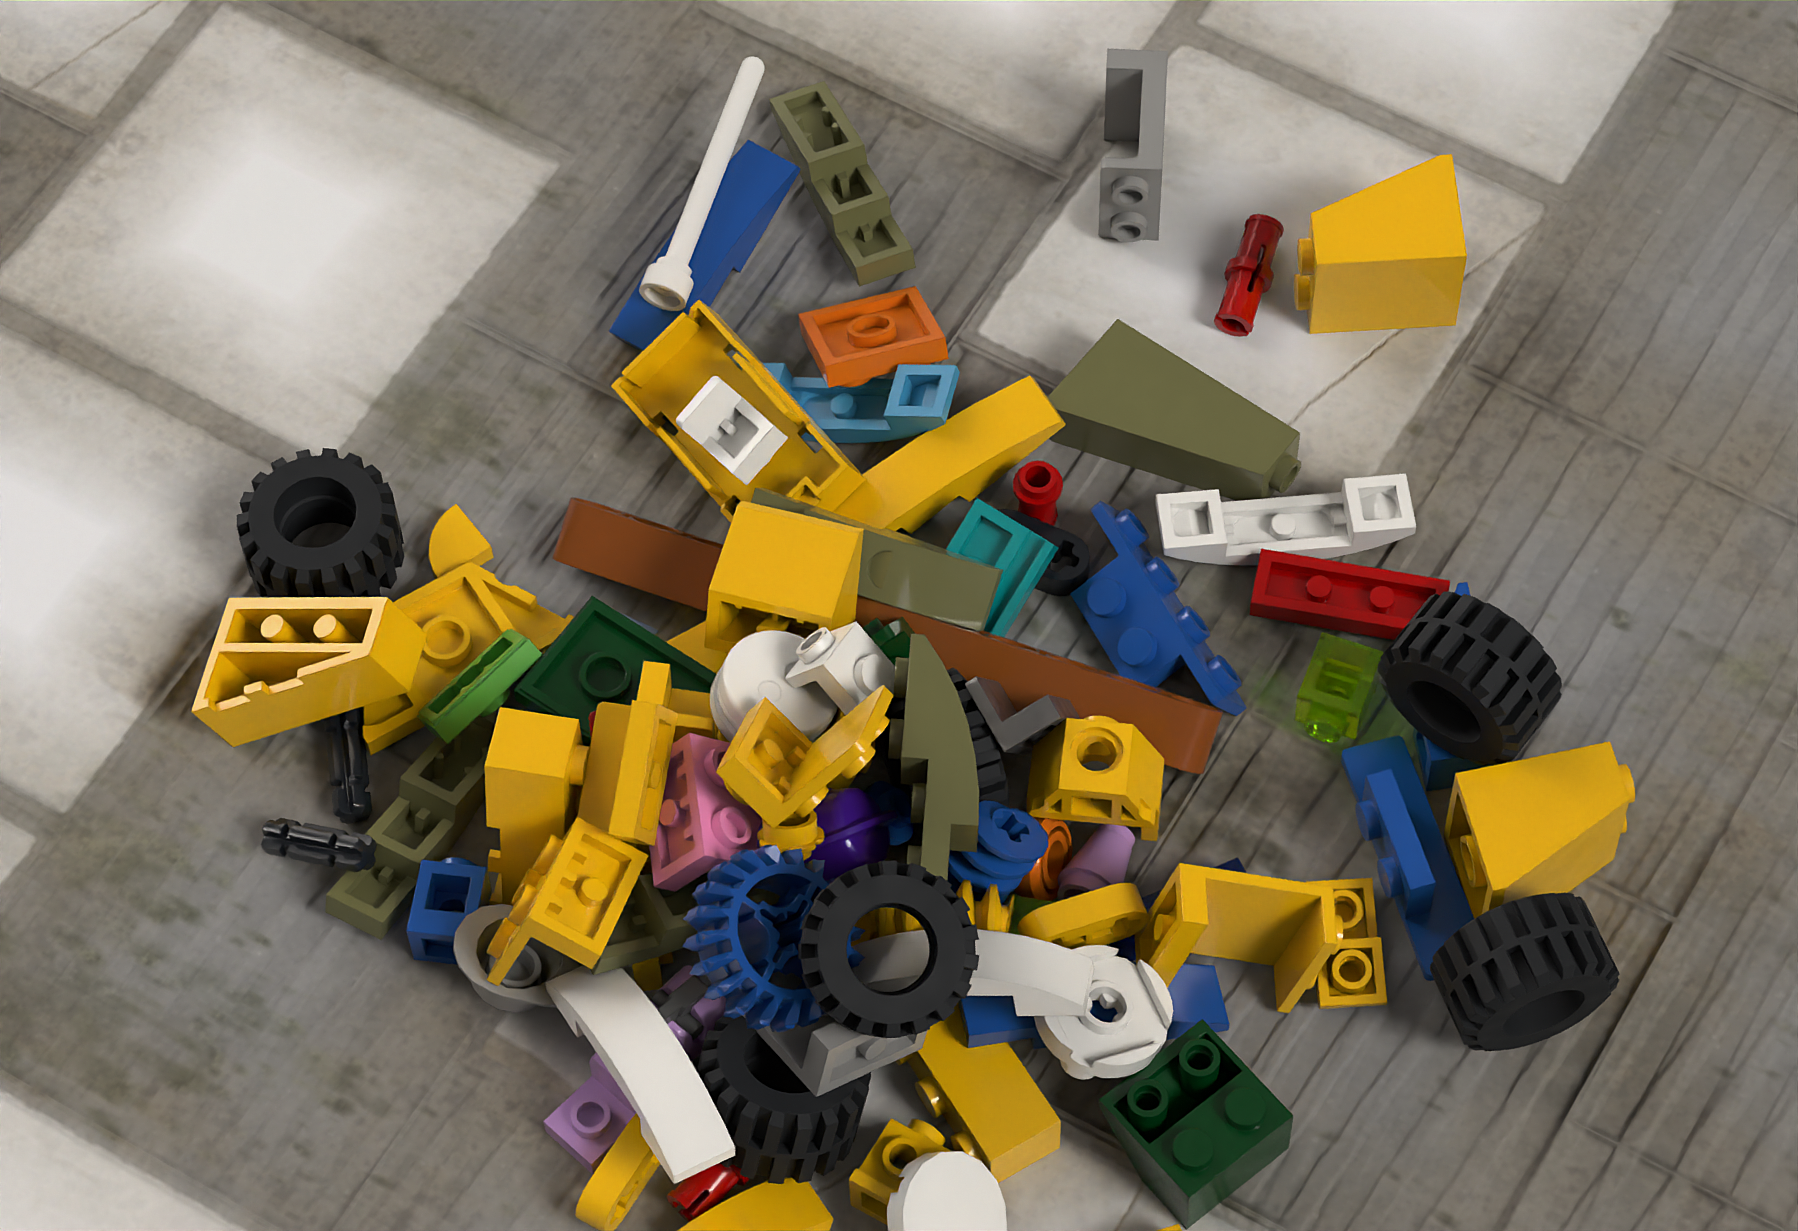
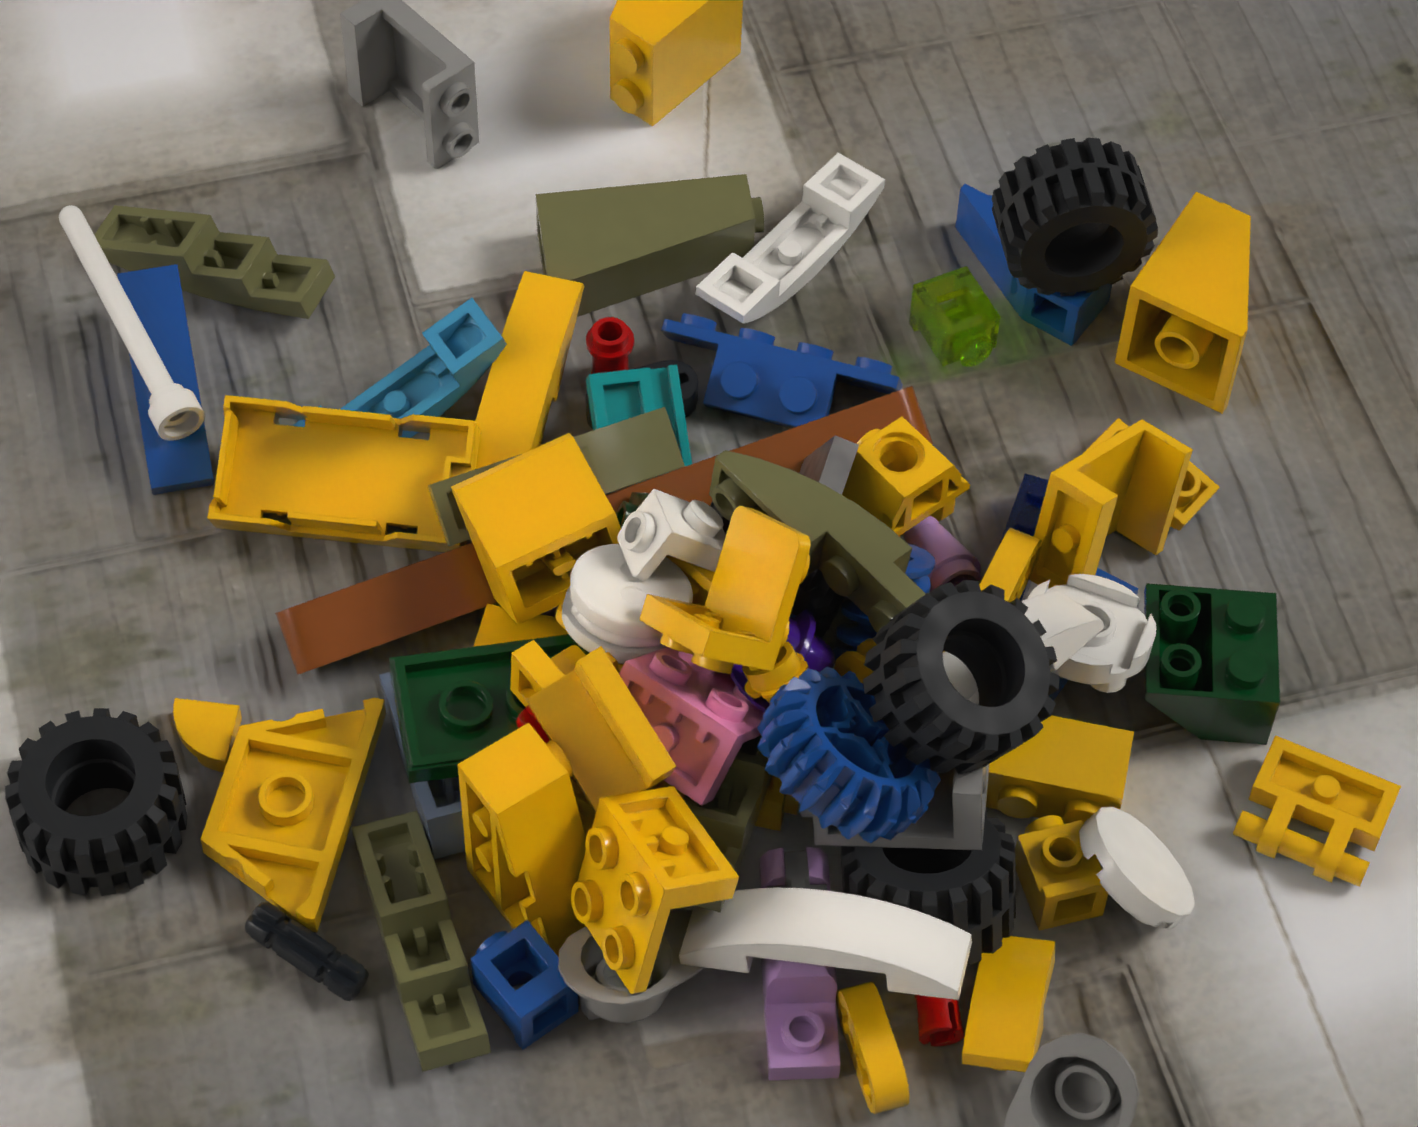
camera: 50 degrees left, 5 degrees down
(303, 662) = (206, 893): yellow wedge -> none
(319, 845) = (364, 1024): black axle -> none
(480, 686) = (366, 798): bright green plate -> none
(731, 429) = (355, 467): white bracket -> none
(872, 337) = (367, 338): orange plate -> none
(1249, 275) = (576, 113): red pin -> none
(1338, 594) = (888, 261): red plate -> none
(1408, 843) = (1122, 384): blue bracket -> none
(1524, 972) = (1299, 383): black tyre -> none

